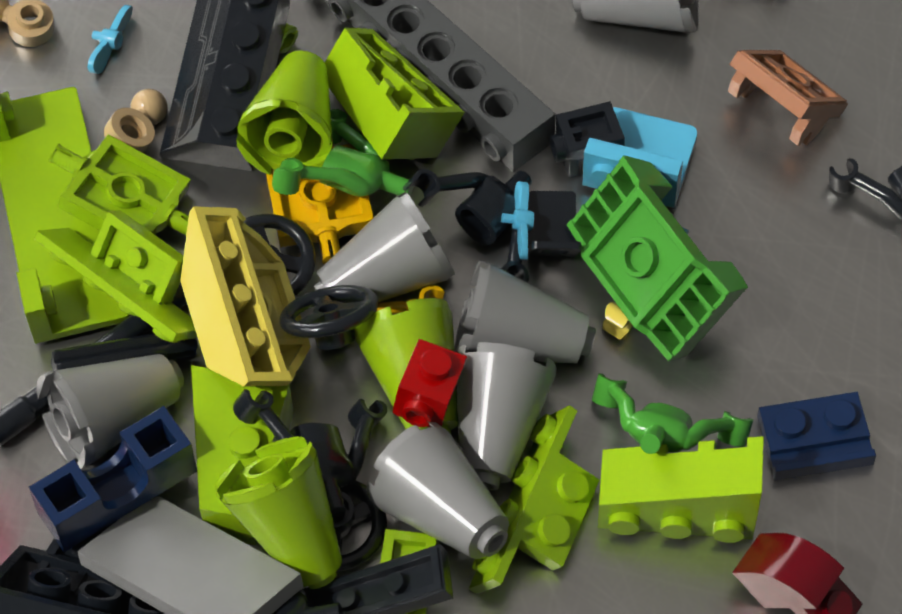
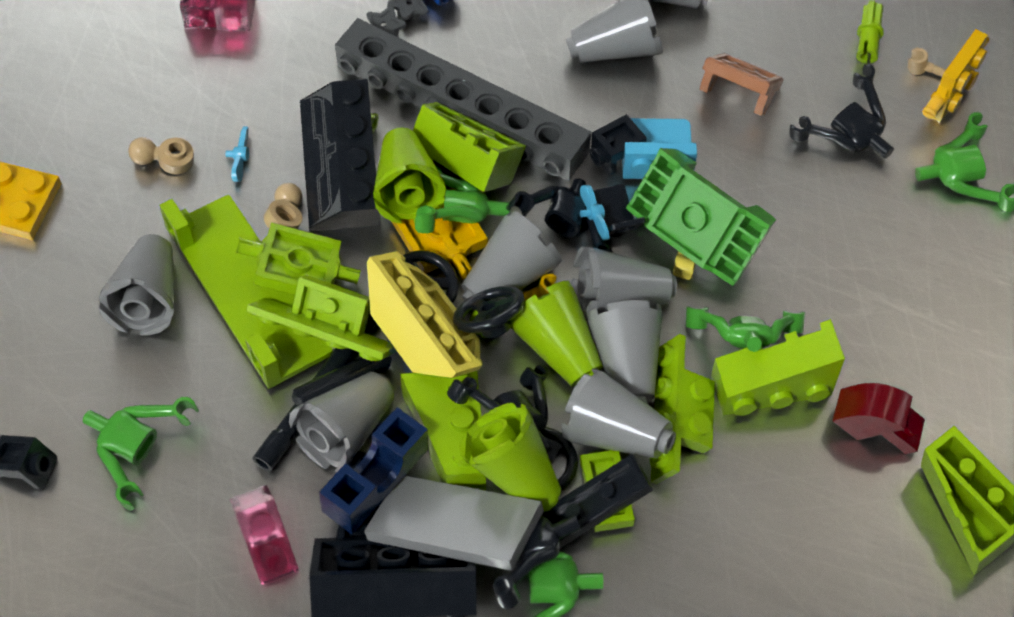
camera: 20 degrees left, 0 degrees up
(428, 384) = (582, 343): red bracket -> none
(816, 436) = (853, 309): dark blue plate -> none

